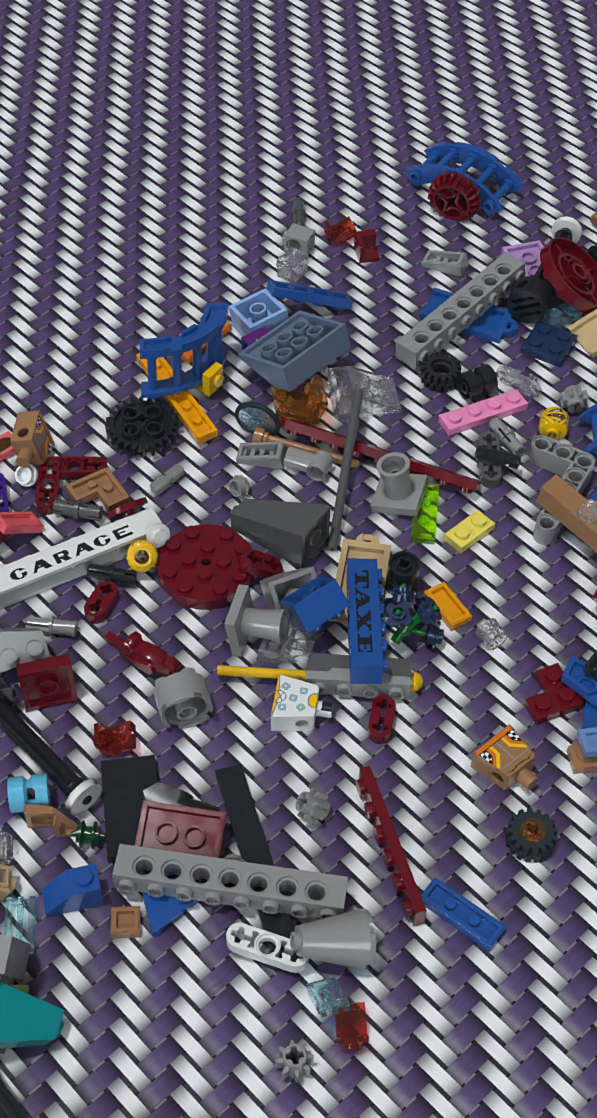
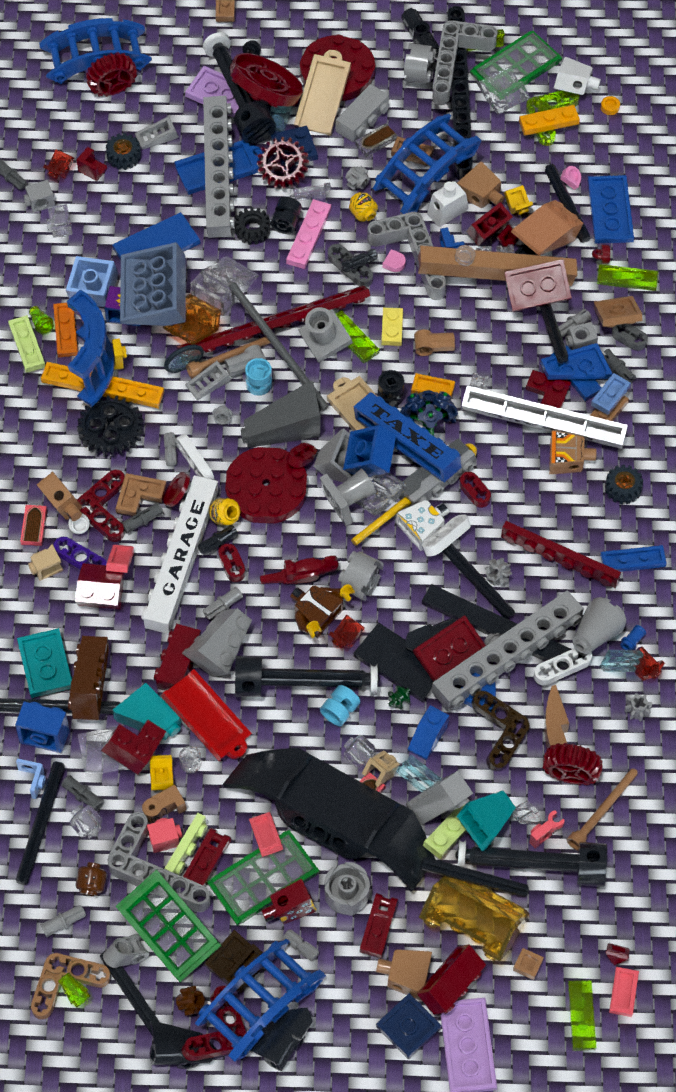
camera: 45 degrees left, 10 degrees up
(46, 816) = (375, 706): medium nougat slope -> none
(47, 682) = (268, 635): dark red bracket -> none
(55, 1092) = (542, 832): none -> coral plate
(65, 1058) = (526, 813): none -> clear slope
(116, 697) = (319, 607): none -> reddish brown torso
(125, 922) = (472, 723): medium nougat tile -> none
(152, 953) = (508, 724): none -> dark brown beam
(156, 1051) = (572, 764): none -> dark red gear
(158, 534) = (220, 489): white plate -> none
(161, 322) = (26, 344): none -> yellowish green plate
(174, 499) = (193, 457): none -> white beam
(190, 317) = (41, 321): none -> clear neon green cone
(194, 996) = (555, 719): none -> medium nougat slope
(287, 800) = (479, 582): none -> black axle
(302, 478) = (258, 376): none -> medium azure wheel
(303, 733) = (446, 535): none -> white beam
(314, 295) = (105, 236): blue plate -> none
(365, 334) = (165, 232): none -> blue tile
(370, 988) = (633, 638): none -> blue pin
(402, 254) = (116, 151): none -> black wheel
(485, 565) = (427, 342): none -> medium nougat piece
(499, 428) = (357, 243): light grey pin -> none
(519, 712) = (544, 416): none -> white brick
(523, 349) = (290, 160): none -> dark red gear
(532, 483) = (394, 261): none -> bright pink tile

